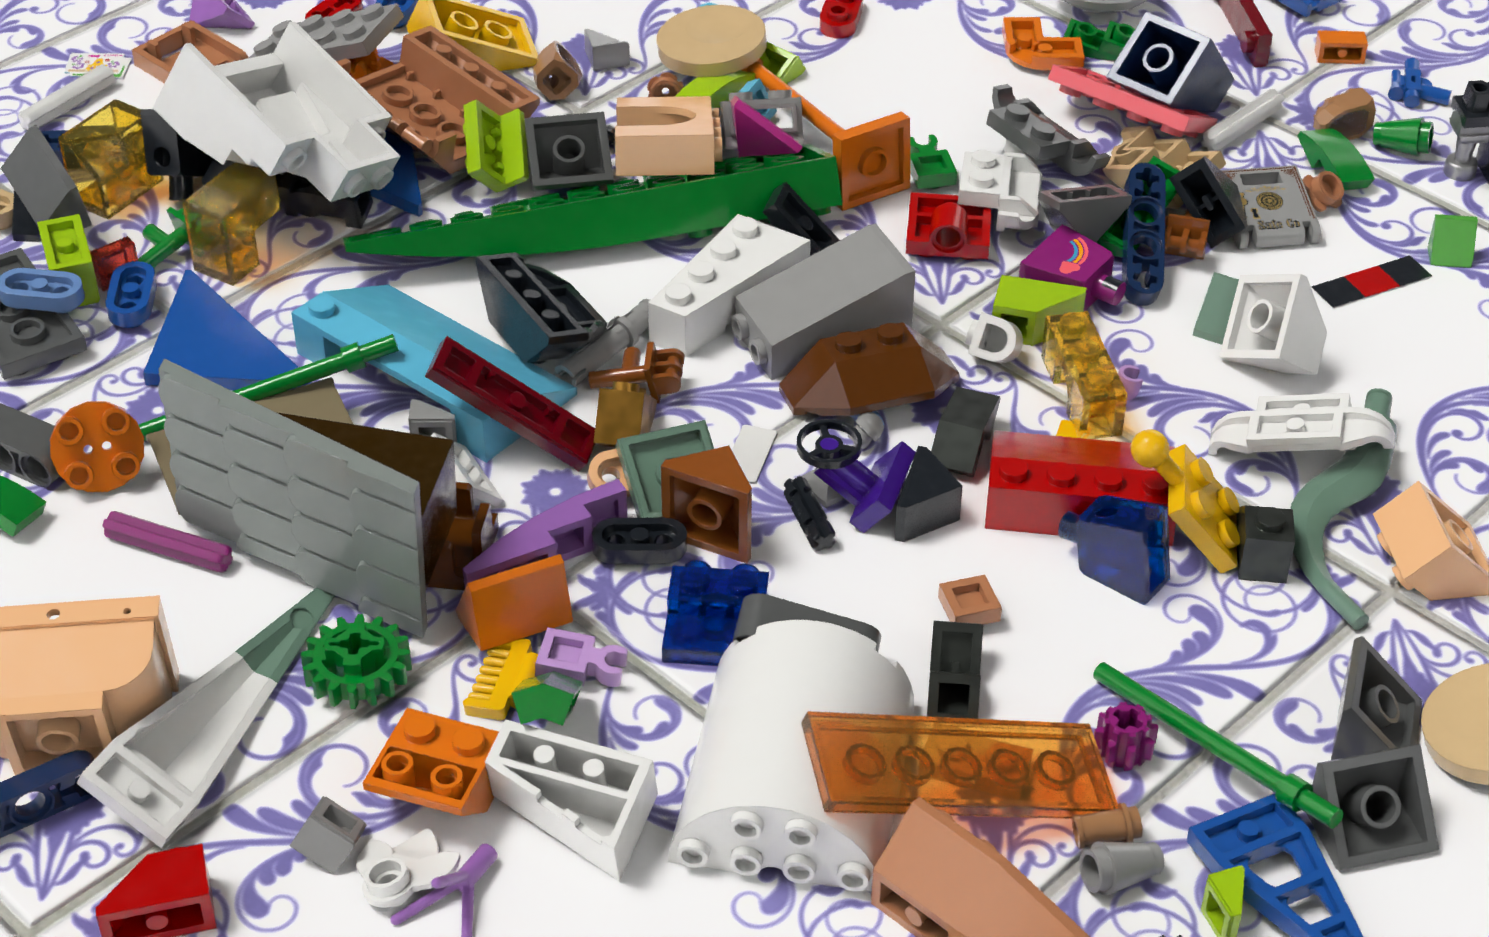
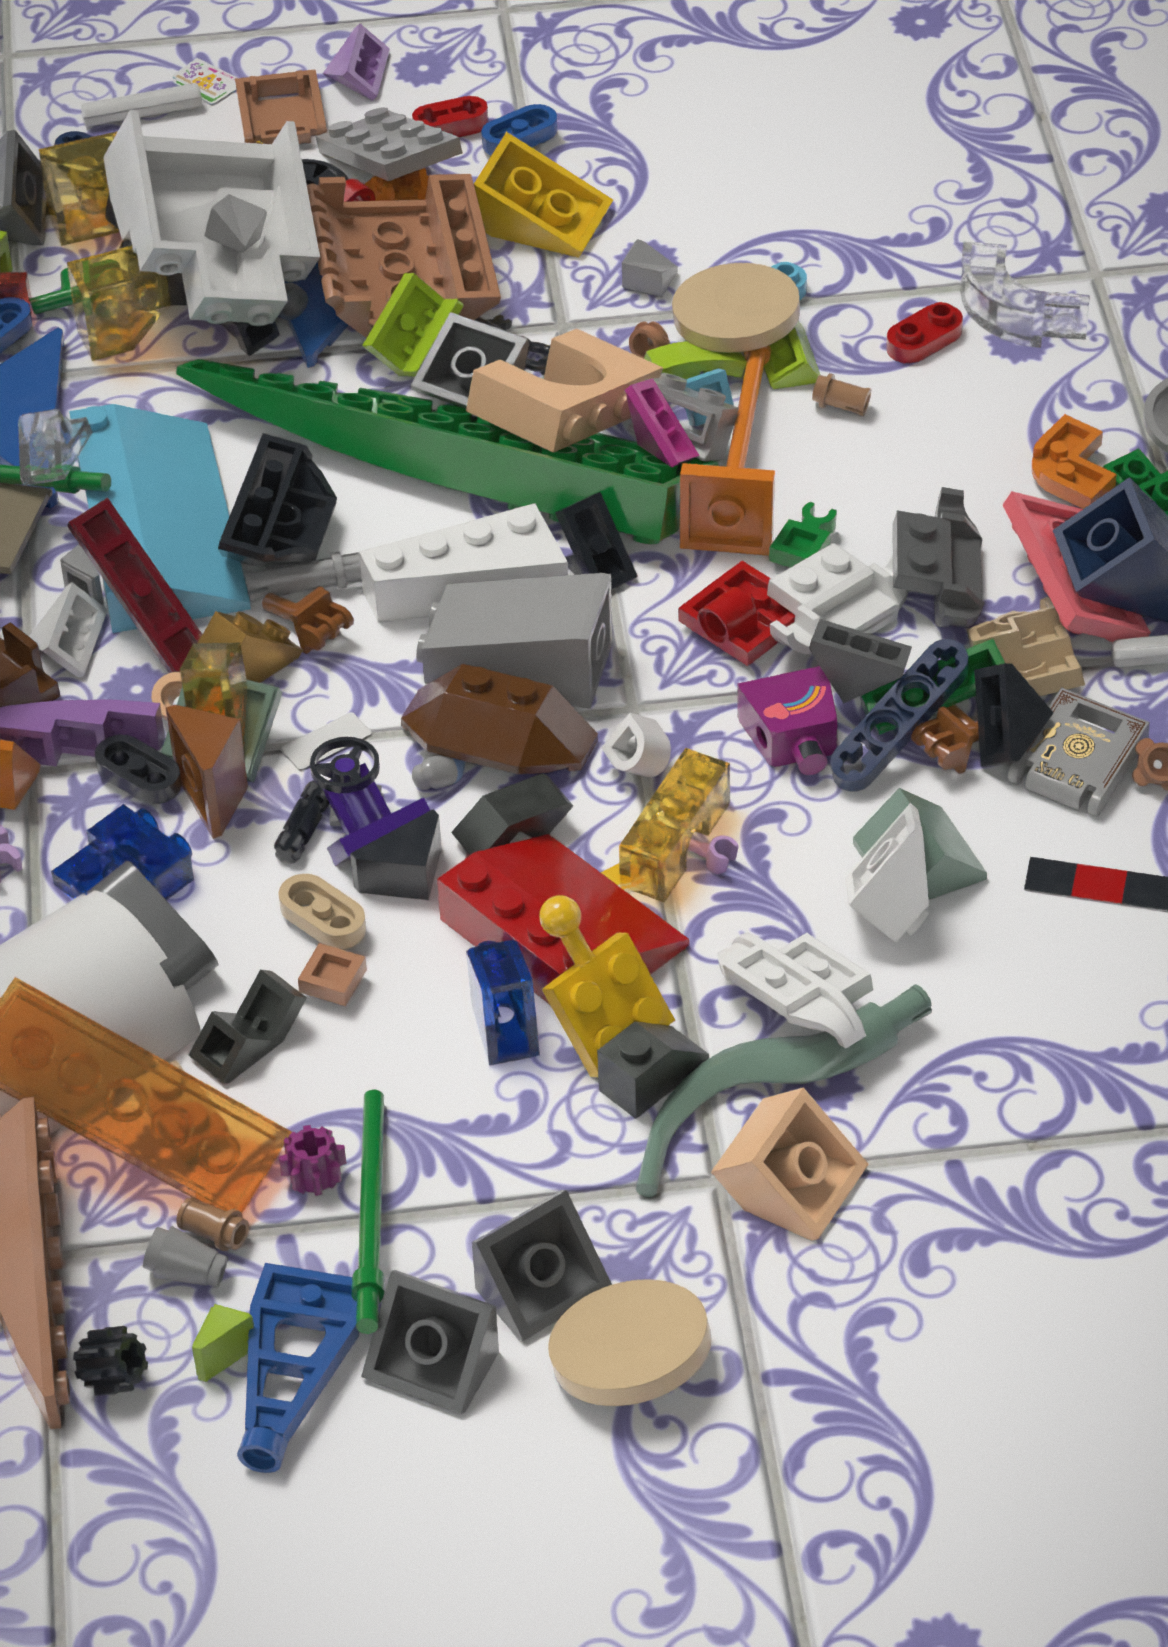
camera: 40 degrees right, 5 degrees up
(304, 115) = (235, 223): none -> light grey slope
(324, 335) = (49, 445): none -> clear slope
(556, 72) = (570, 272): medium nougat rock -> none
(665, 430) = (216, 680): none -> clear yellow slope
(839, 68) = (841, 394): none -> medium nougat pin
(906, 563) = (331, 914): none -> tan plate
(1029, 301) = (715, 729): lime slope -> none

